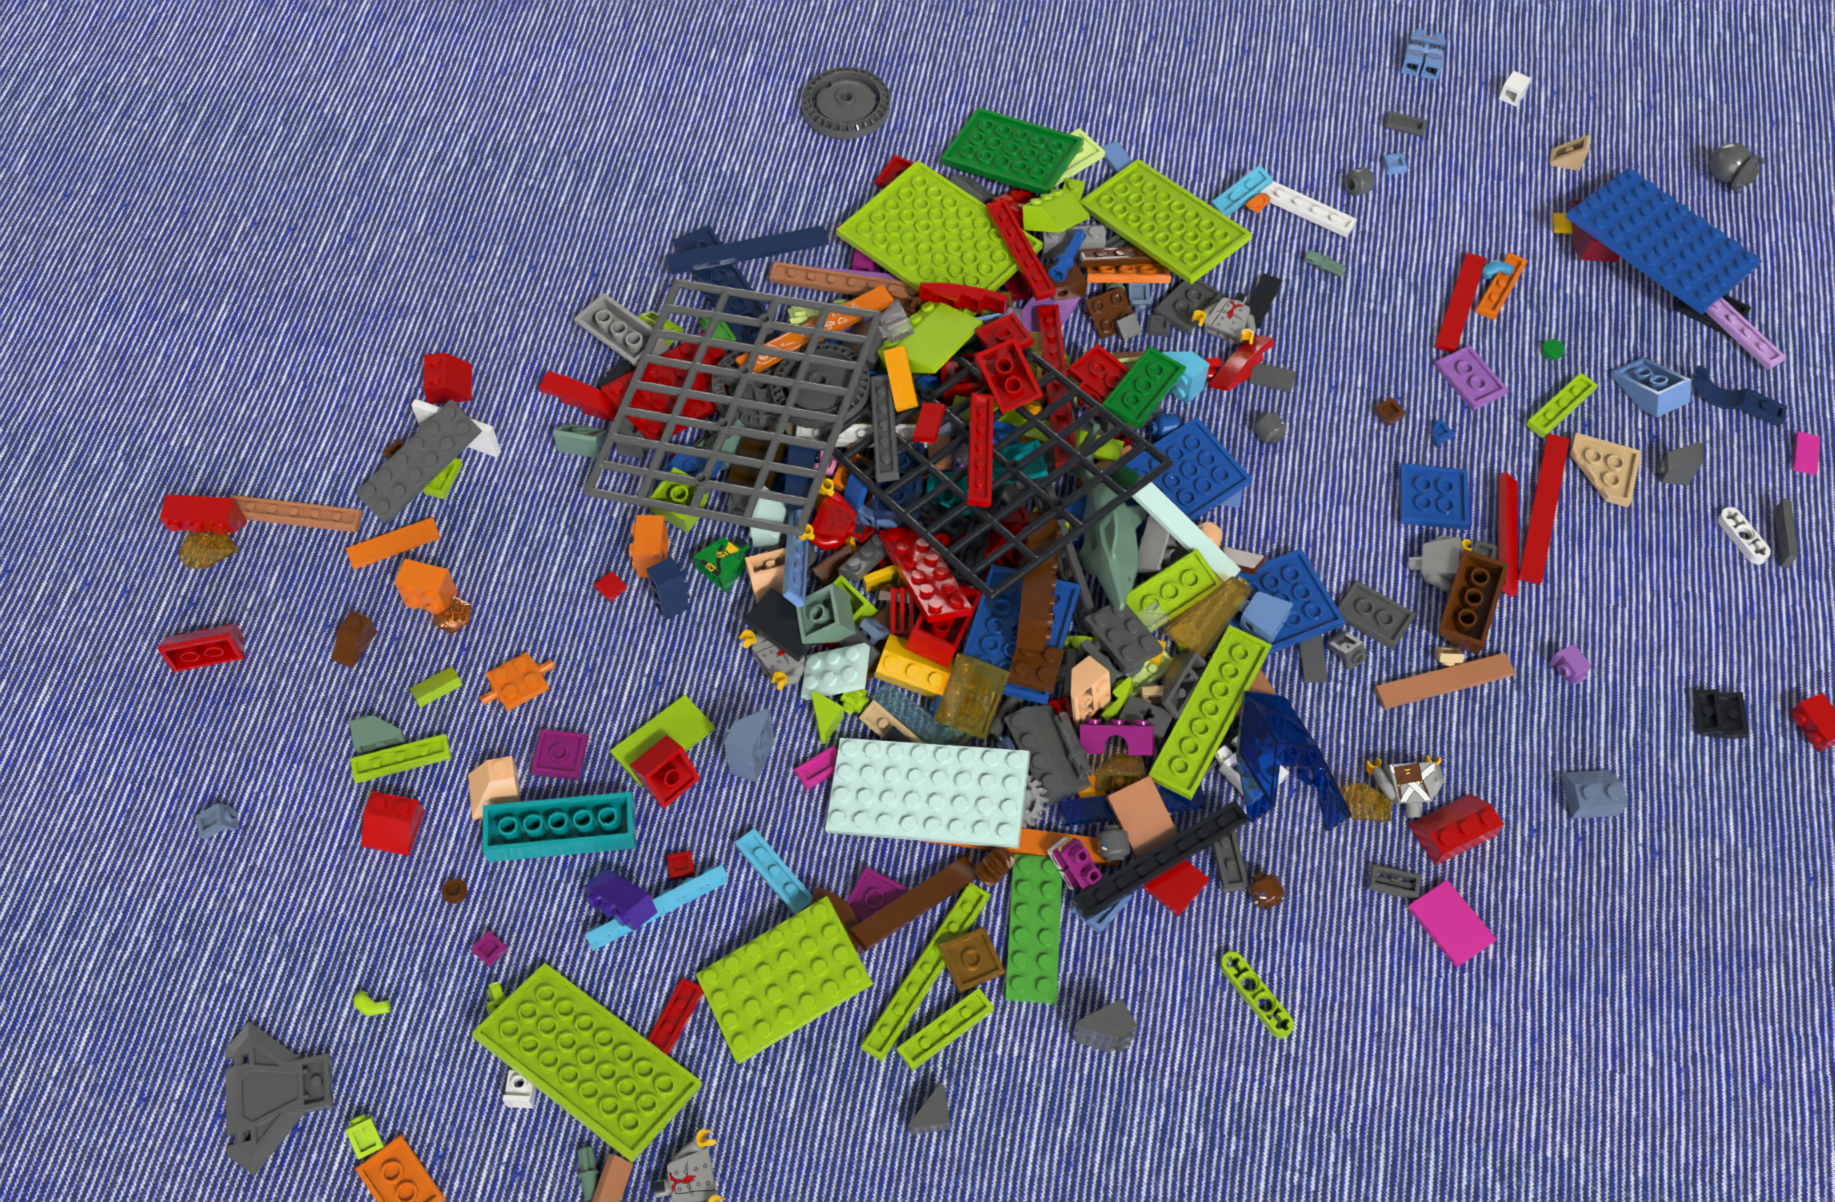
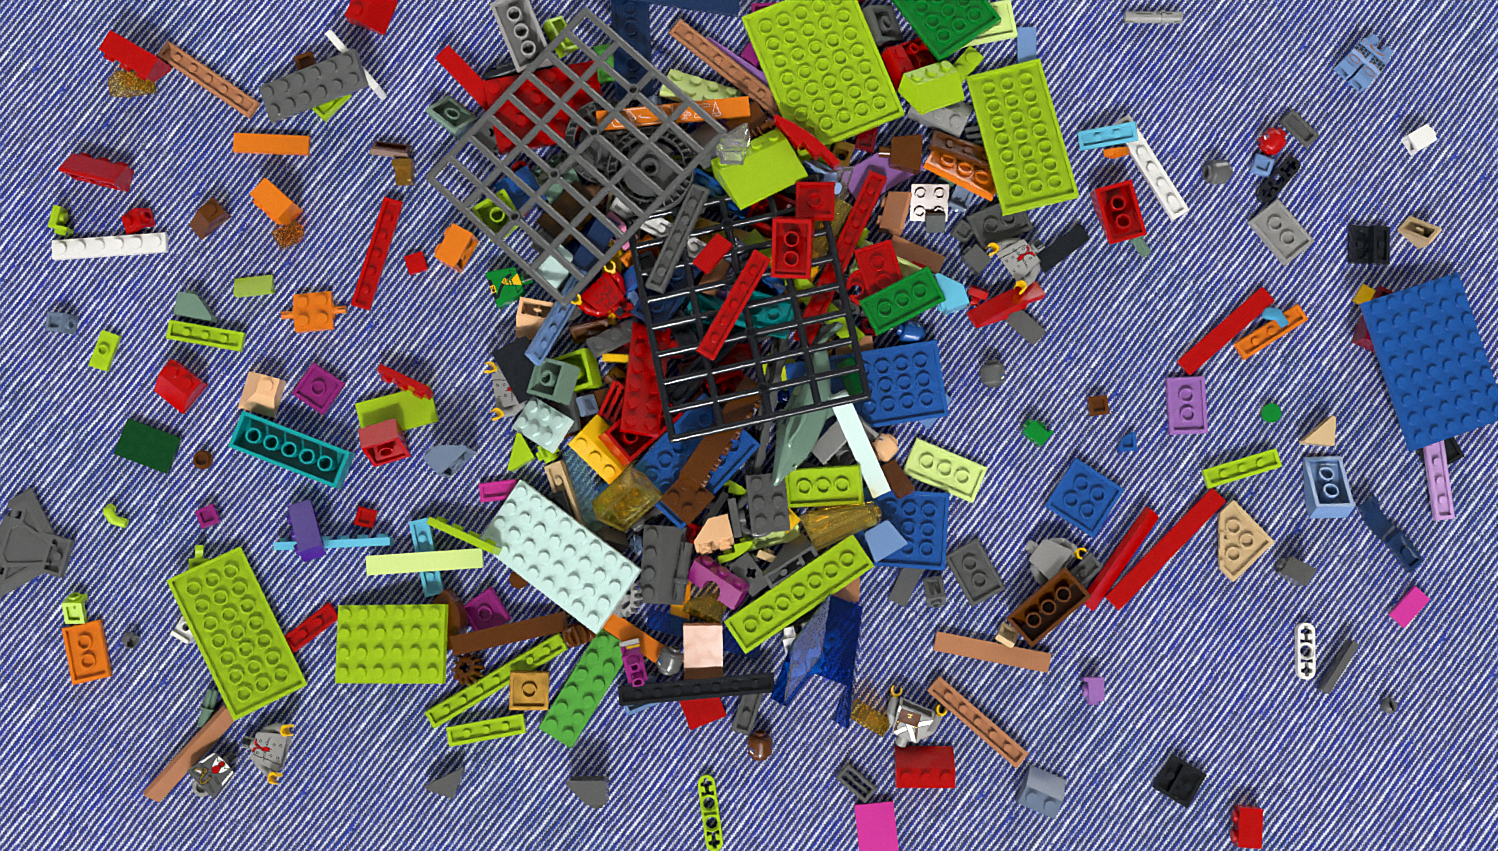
camera: 30 degrees right, 25 degrees up
(174, 717) = (58, 219): none -> lime bracket
(244, 719) = (110, 246): none -> white plate
(267, 677) = (137, 219): none -> red bracket
(283, 829) = (105, 351): none -> lime plate
(380, 907) = (148, 446): none -> dark green tile
(457, 1136) = (127, 642): none -> dark grey hinge
(530, 491) = (391, 149): none -> reddish brown tile
(554, 506) = (404, 171): none -> pearl gold panel
(563, 595) = (377, 254): none -> red plate
(658, 699) = (404, 383): none -> red plate
(668, 587) = (450, 296): dark blue brick -> none
(775, 873) = (424, 561): none -> yellowish green tile
(808, 823) = (471, 537): none -> lime plate
(893, 847) = (517, 581): none -> reddish brown plate
(896, 964) = (475, 667): none -> reddish brown gear
(900, 378) = (711, 201): light orange tile -> none
(1020, 250) = (881, 113): red tile -> none
(1065, 260) = (911, 143): blue pin -> none
(1084, 328) = (894, 213): none -> nougat slope
(1153, 617) = (797, 501): clear plate -> none
(1187, 338) = (975, 259): none -> dark grey brick
(1224, 91) = (1153, 17): none -> light grey pin
(1281, 534) = (944, 470): none -> yellowish green tile
(1293, 242) = (1118, 212): none -> red slope
(1347, 459) = (1036, 432): none -> green brick
(1390, 139) = (1272, 141): none -> red head
(1415, 161) = (1296, 166): none -> black beam
(1450, 206) = (1280, 232): none -> light grey tile
(1479, 754) = (977, 722): none -> nougat plate
(1534, 183) = (1369, 245): none -> black slope
(1614, 344) = (1322, 434): none -> tan slope

